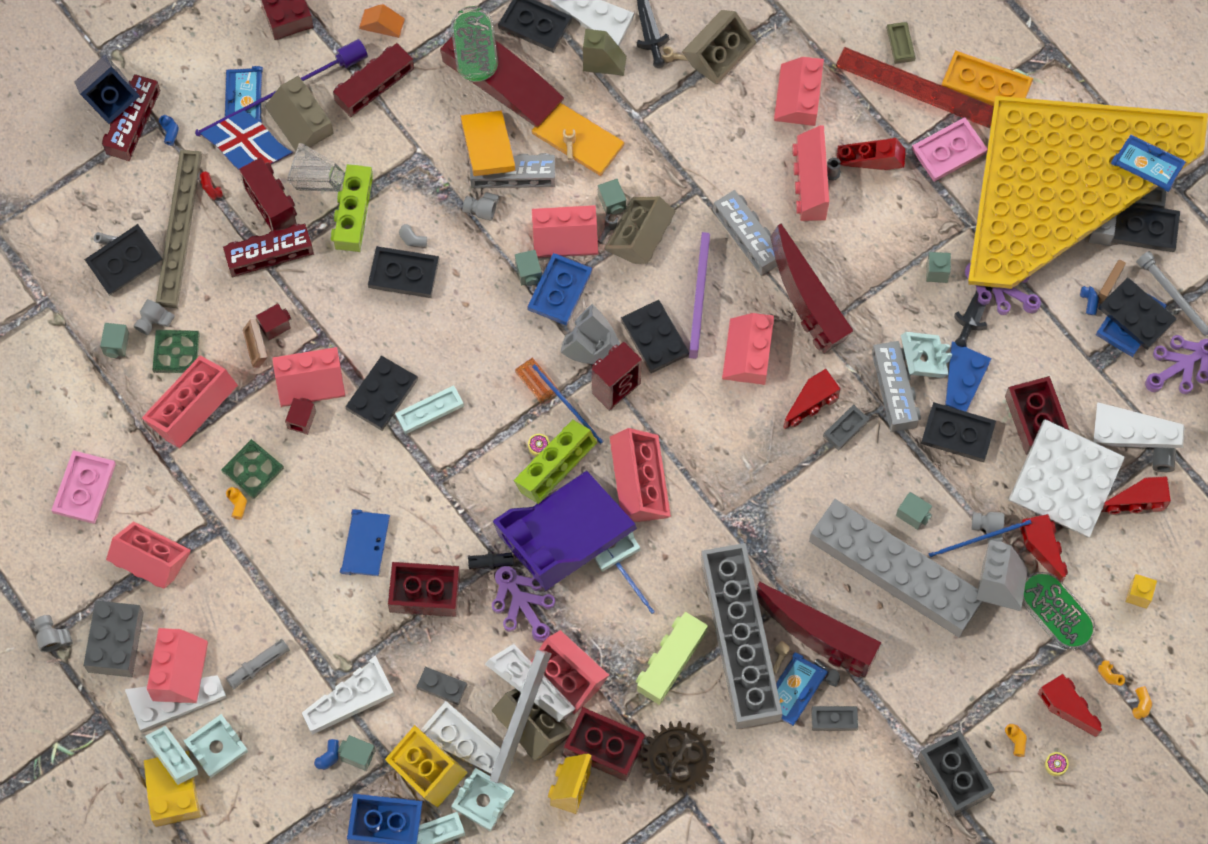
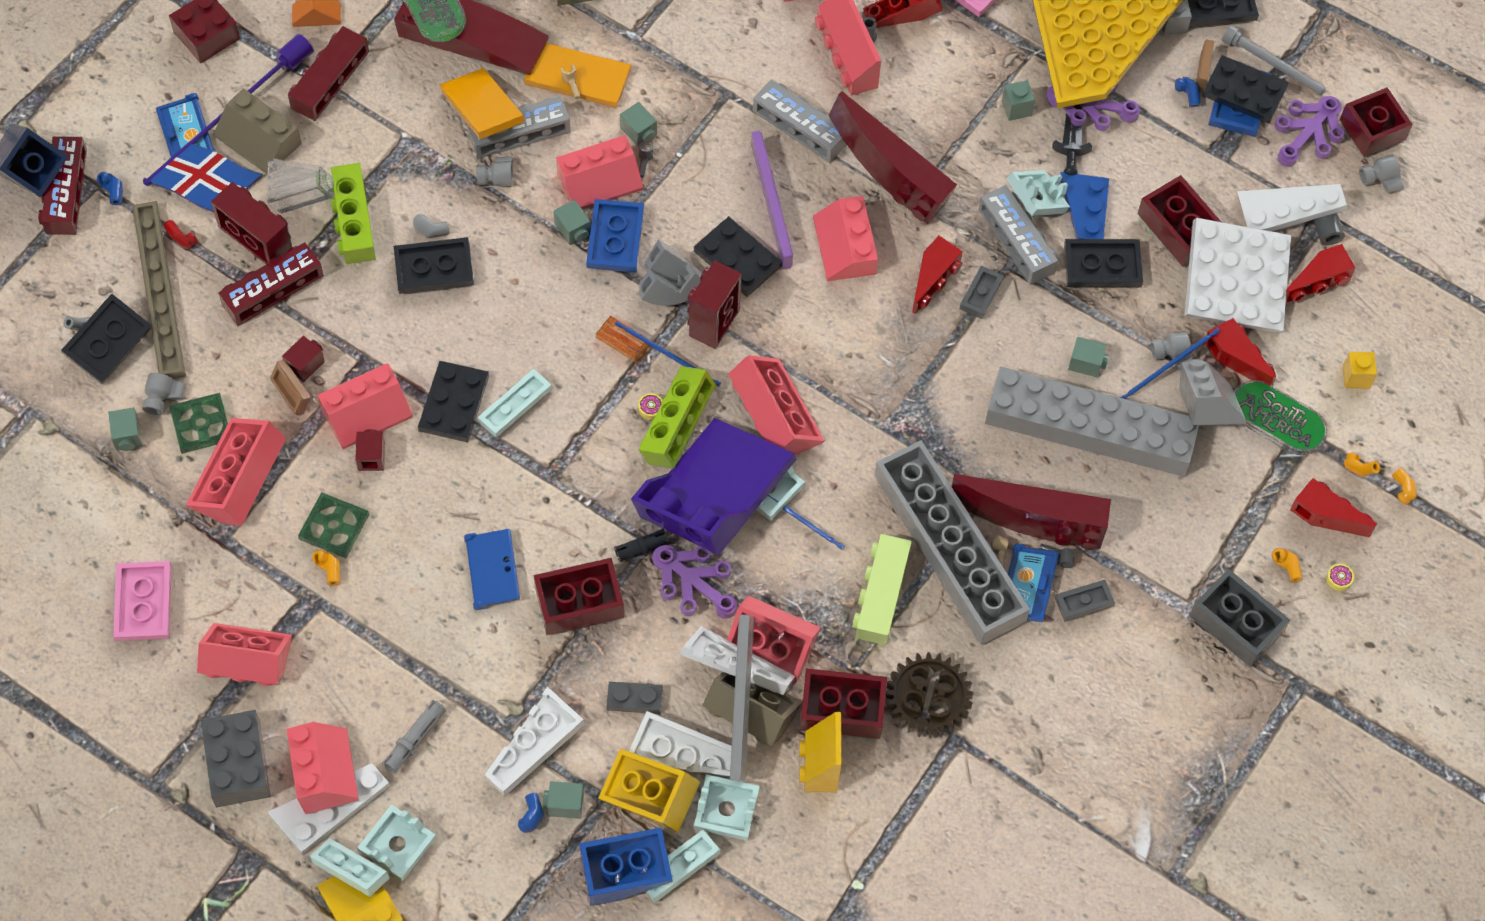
camera: 20 degrees left, 5 degrees down
(48, 637) = (158, 781): light grey piece -> none
(640, 229) = (682, 148): dark tan slope -> none

